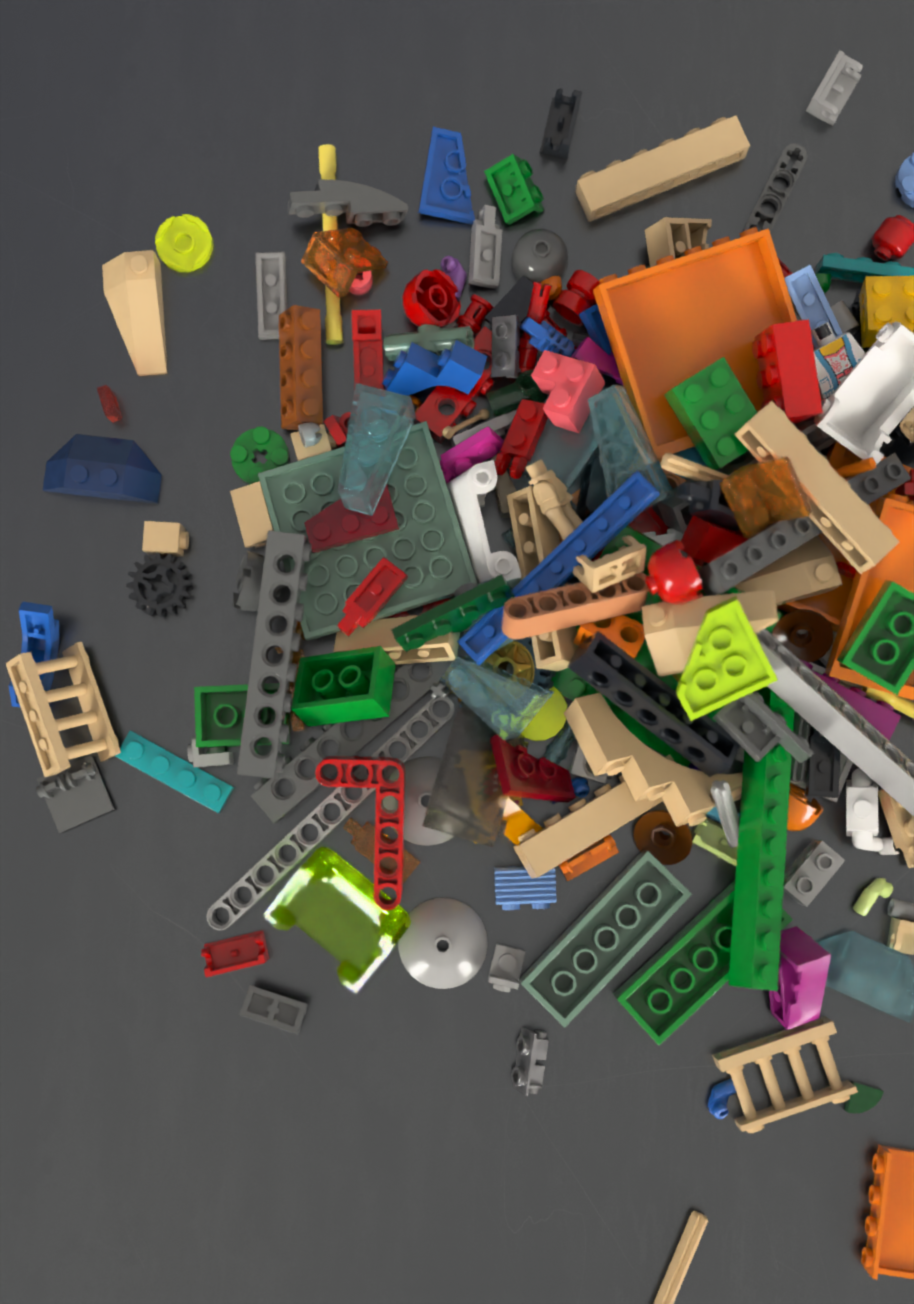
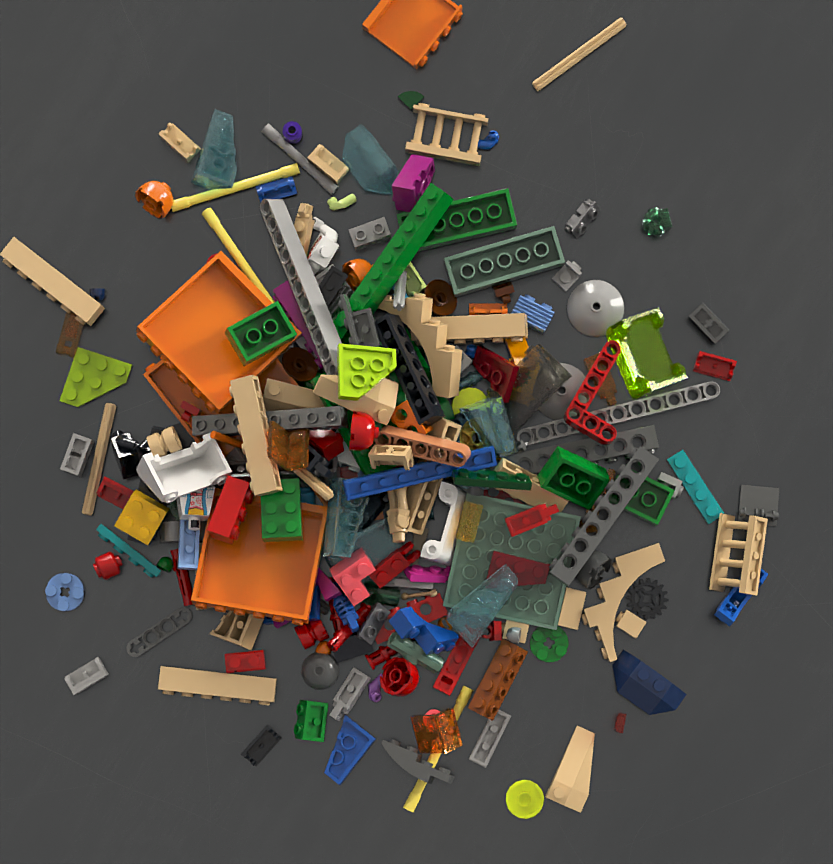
camera: 150 degrees left, 0 degrees up
(203, 613) = (612, 591): none -> tan arch
(422, 1126) = (663, 218): none -> clear green brick
(452, 545) = (469, 521): none -> clear yellow hinge
(582, 896) = (504, 290): none -> reddish brown tile
(641, 213) = (245, 661): none -> red brick

